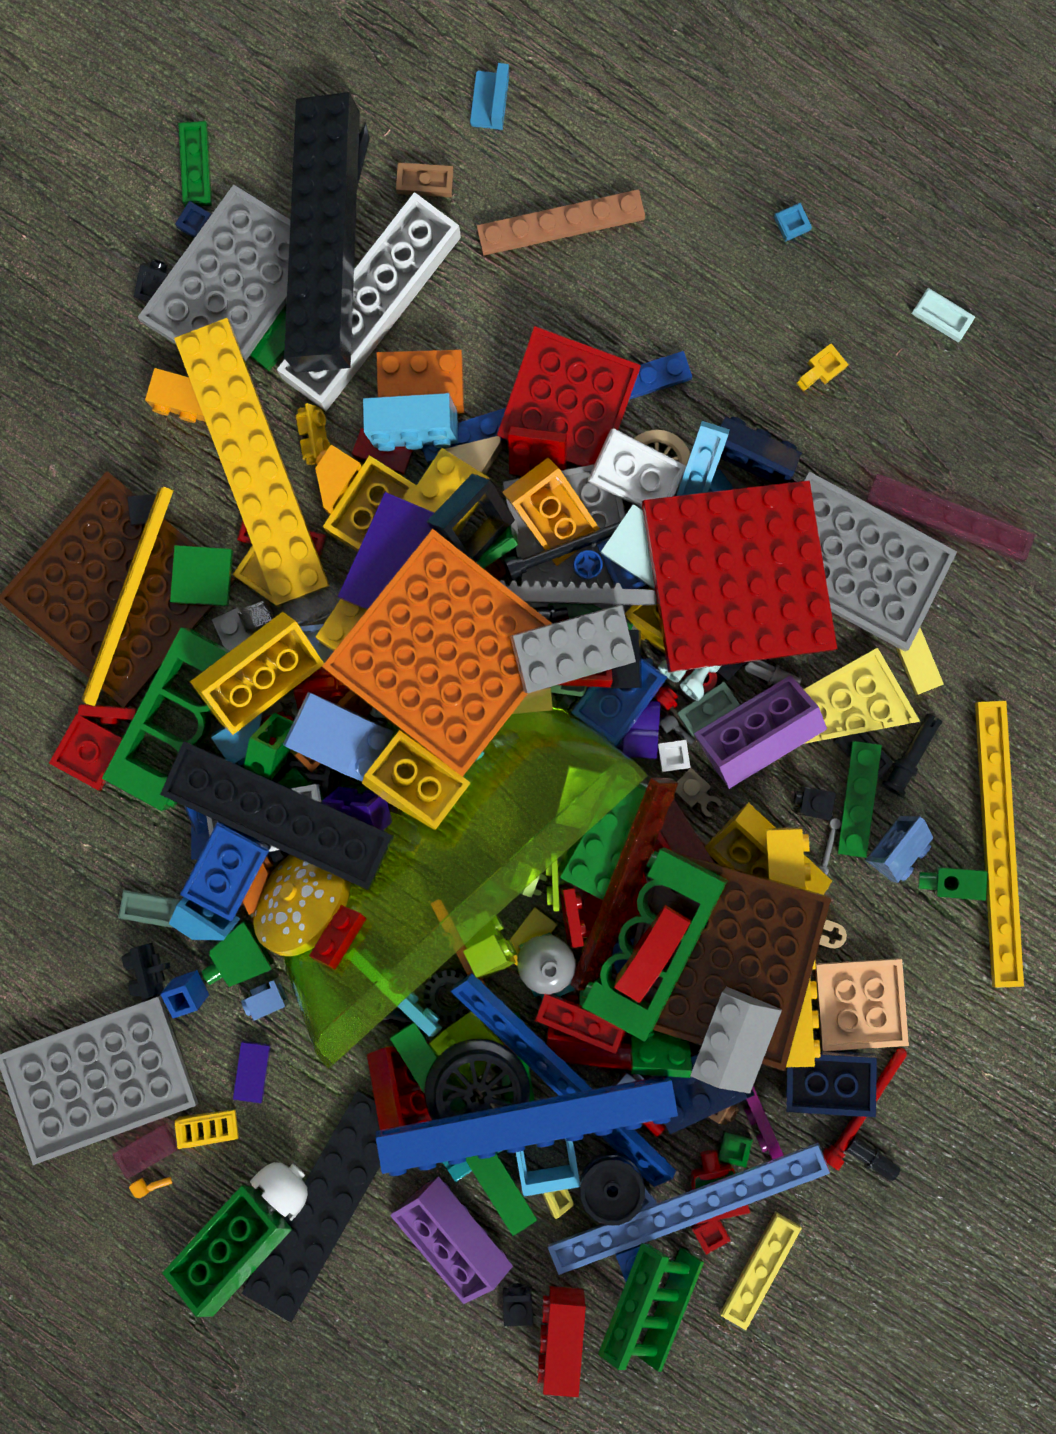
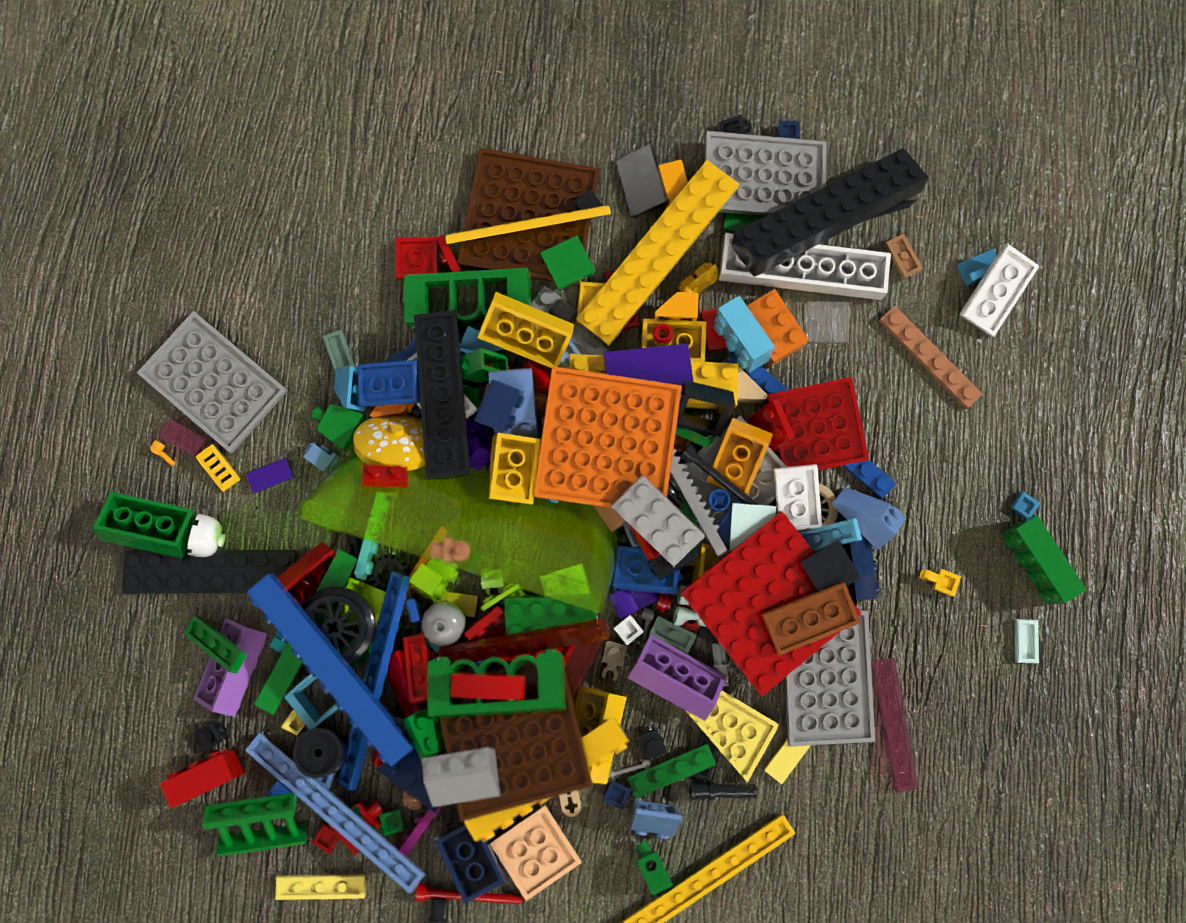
camera: 55 degrees right, 5 degrees down
(147, 970) = (298, 372): black hips -> none
(153, 430) = (642, 181): none -> black tile
(184, 994) = (296, 404): blue brick -> none
(195, 163) = (825, 111): green tile -> none
(333, 754) = (500, 406): none -> dark blue slope
(352, 506) = (662, 328): none -> red plate
(417, 1244) = (215, 644): none -> green plate
(451, 315) = (827, 322): none -> clear plate
(477, 908) = (450, 550): none -> nougat hips
(512, 989) = (415, 610): none -> blue tile
(530, 94) = (999, 290): none -> white tile
(711, 398) = (875, 518): none -> medium blue slope
(741, 486) = (829, 566): none -> black tile
(783, 541) = (810, 618): none -> dark orange tile
(849, 876) = (617, 794): none -> dark blue plate
(867, 240) = (1043, 561): none -> green brick

